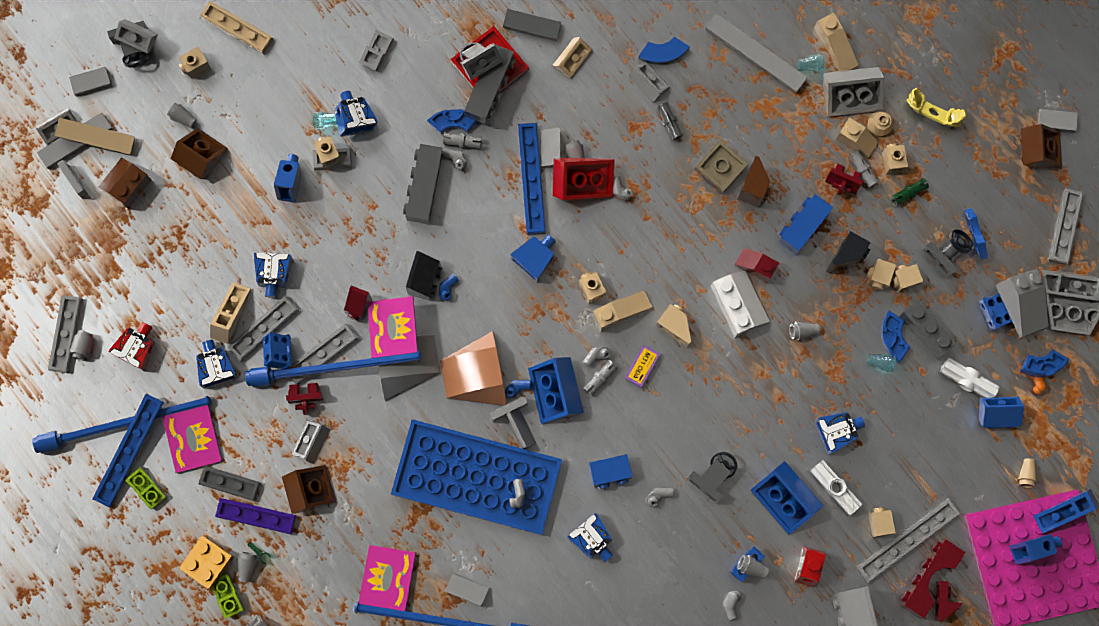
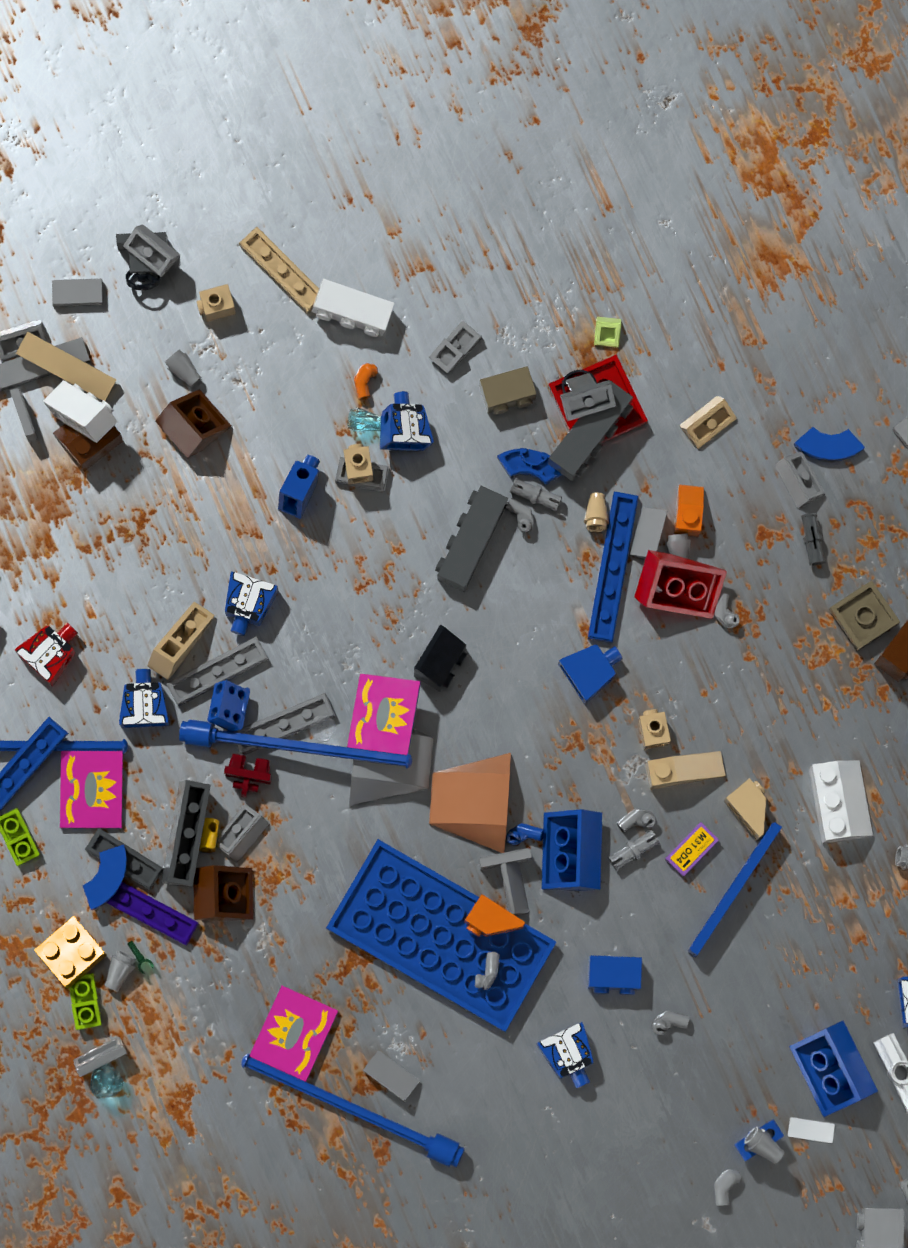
camera: 15 degrees right, 0 degrees up
(113, 164) = (80, 410): none -> white brick
(220, 500) = (108, 878): none -> blue tile
(269, 452) = (186, 833): none -> dark grey brick
(286, 449) = (209, 835): none -> yellow piece
(293, 40) = (352, 308): none -> white brick
(314, 89) = (362, 378): none -> orange arm
(350, 344) = (322, 721): none -> clear tile
(356, 303) = (346, 671): dark red slope -> none
(422, 71) = (508, 390): none -> dark tan brick
(445, 287) = (464, 680): blue arm -> none
(483, 12) = (607, 332): none -> yellowish green slope
(510, 145) = (596, 514): none -> tan cone
(510, 455) = (491, 919): none -> orange slope
(531, 24) = (666, 365): dark grey tile -> none
(576, 123) = (689, 510): none -> orange slope
(680, 387) = (734, 889): none -> blue tile
(714, 476) = (747, 1016): dark grey piece -> none
(757, 264) = (876, 756): dark red slope -> none
(782, 546) = (811, 1130): none -> white sticker
(810, 567) = (839, 1165): red torso -> none

